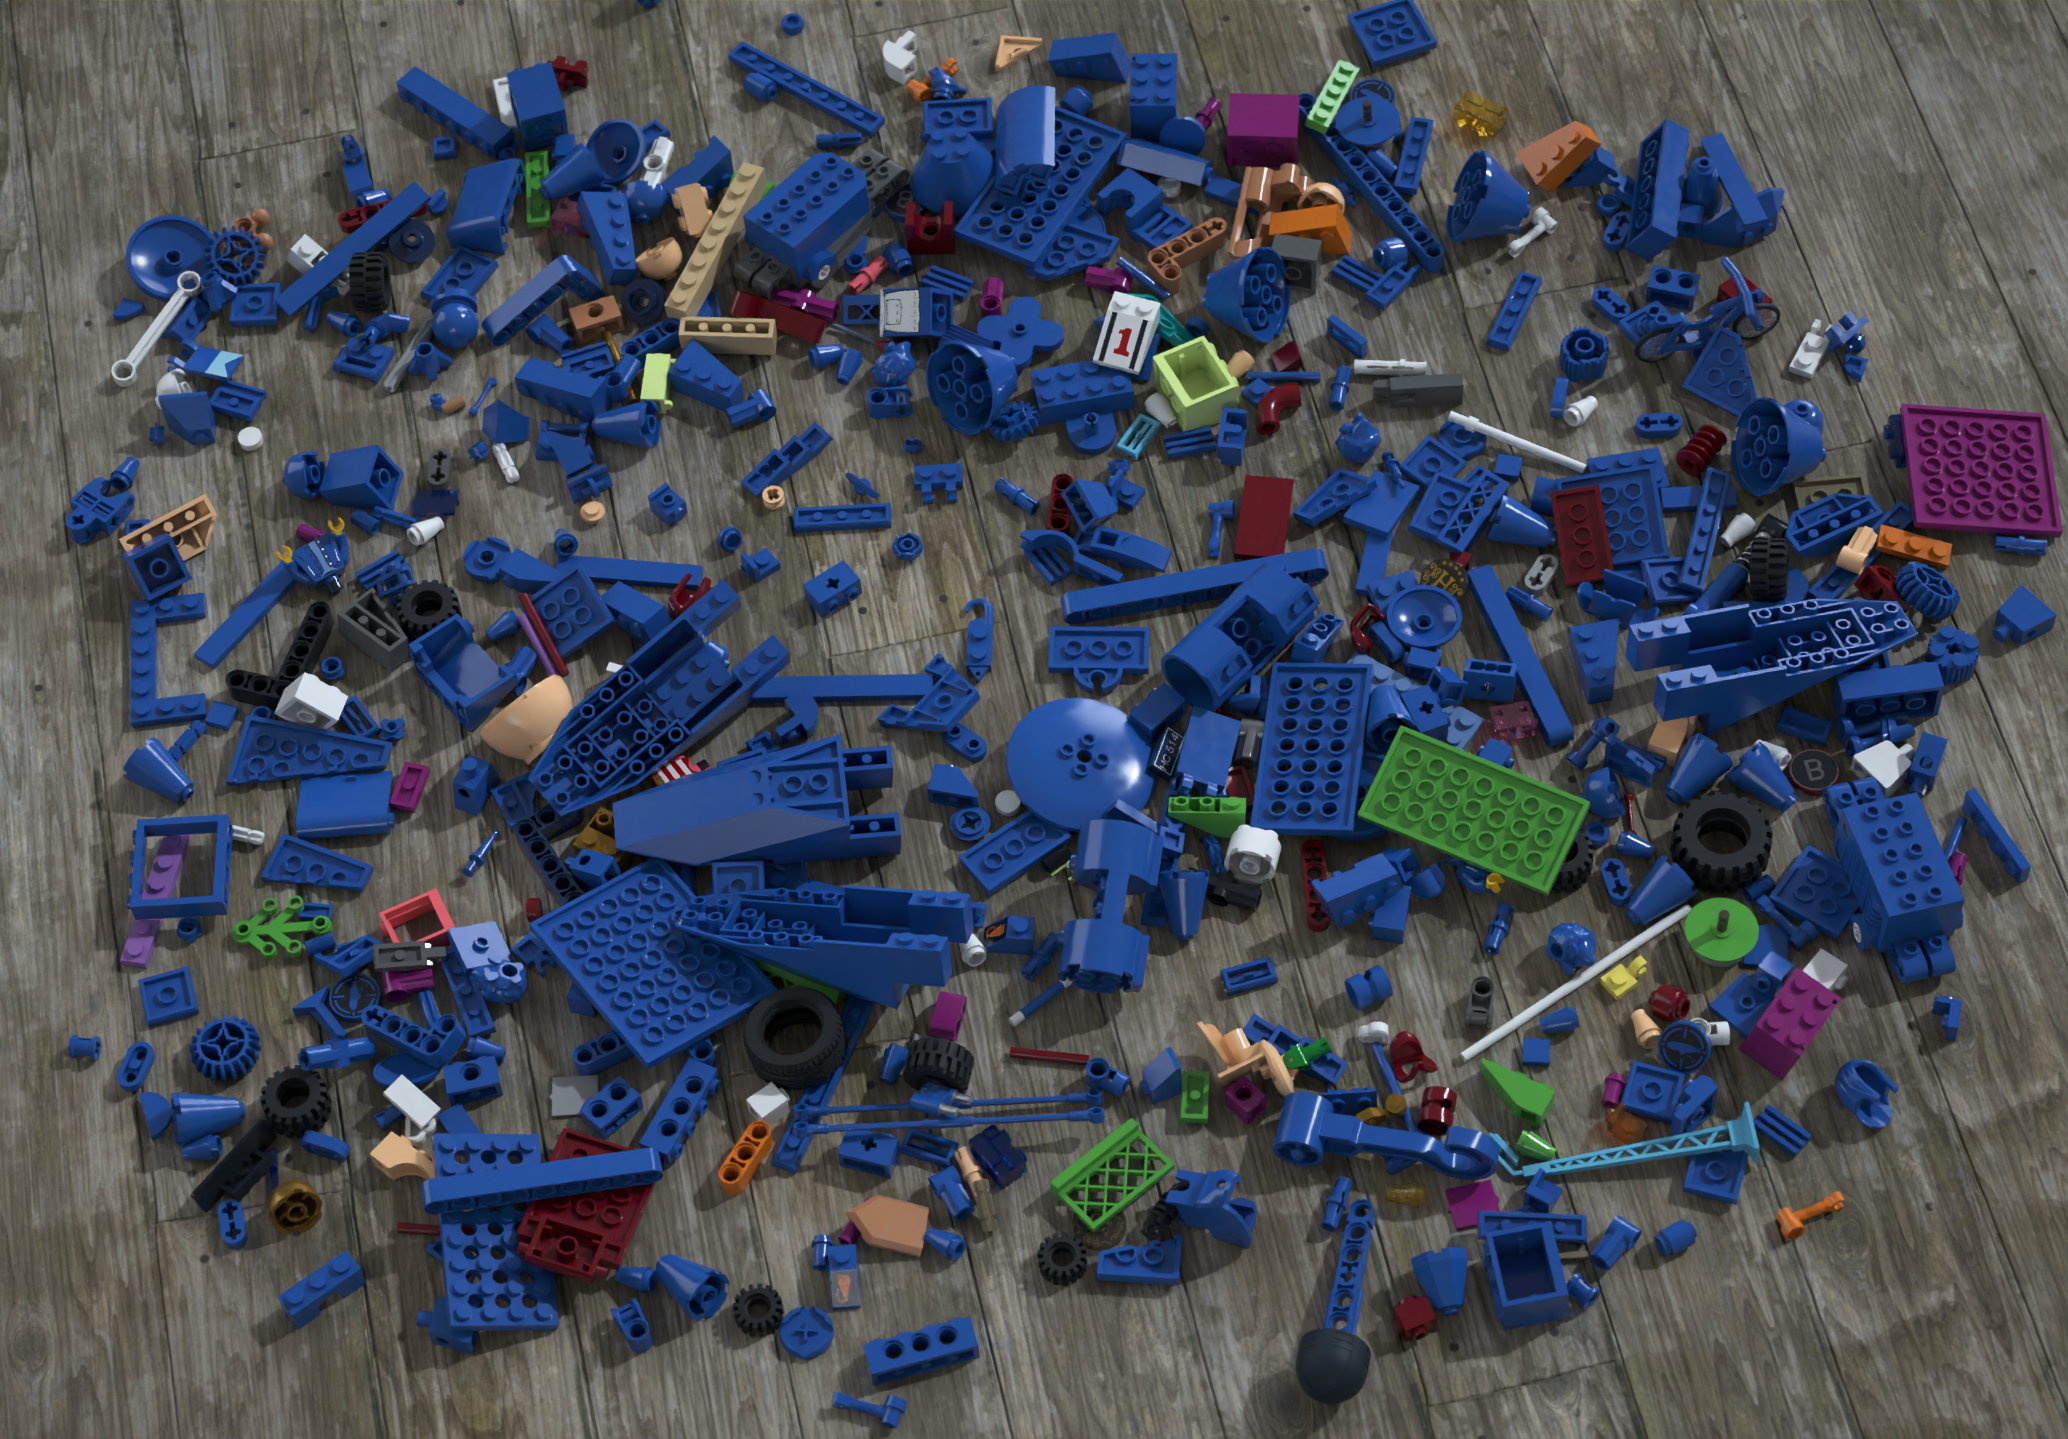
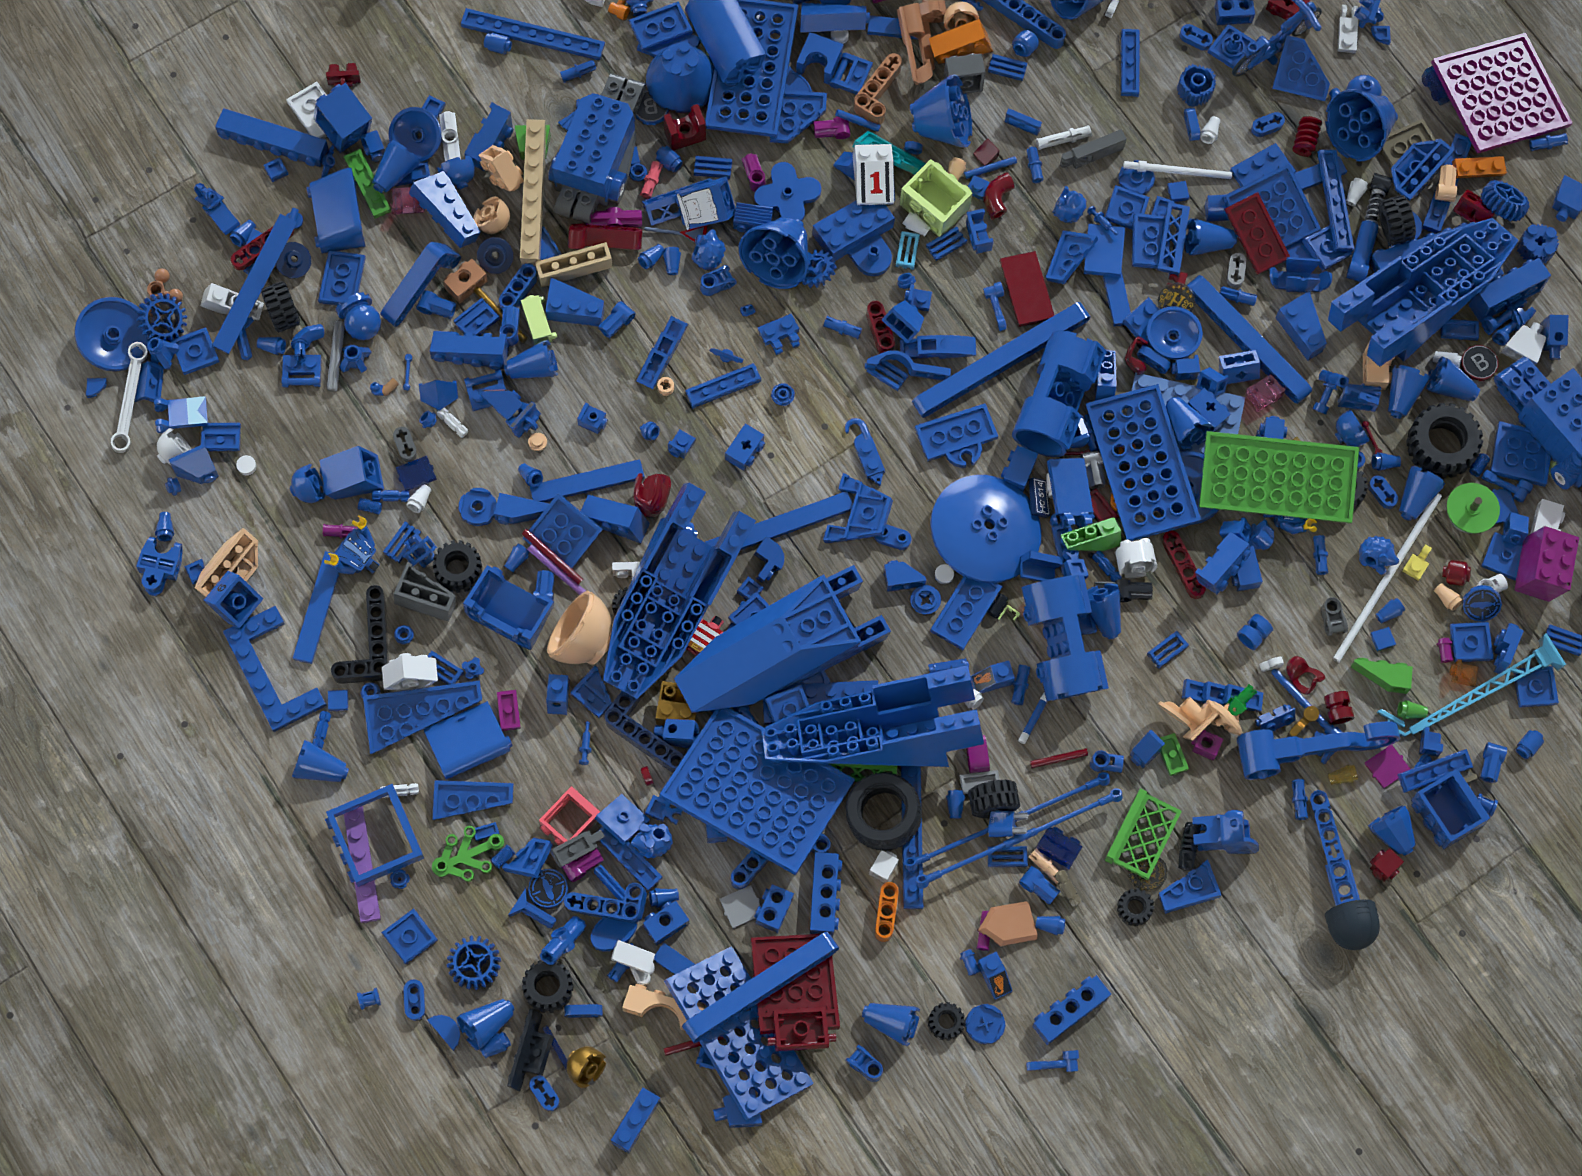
camera: 30 degrees left, 15 degrees up
(639, 1278) = (853, 1028): blue cone -> none
(869, 1152) = (980, 880): blue brick -> none
(1392, 284) = (1036, 69): blue hinge -> none

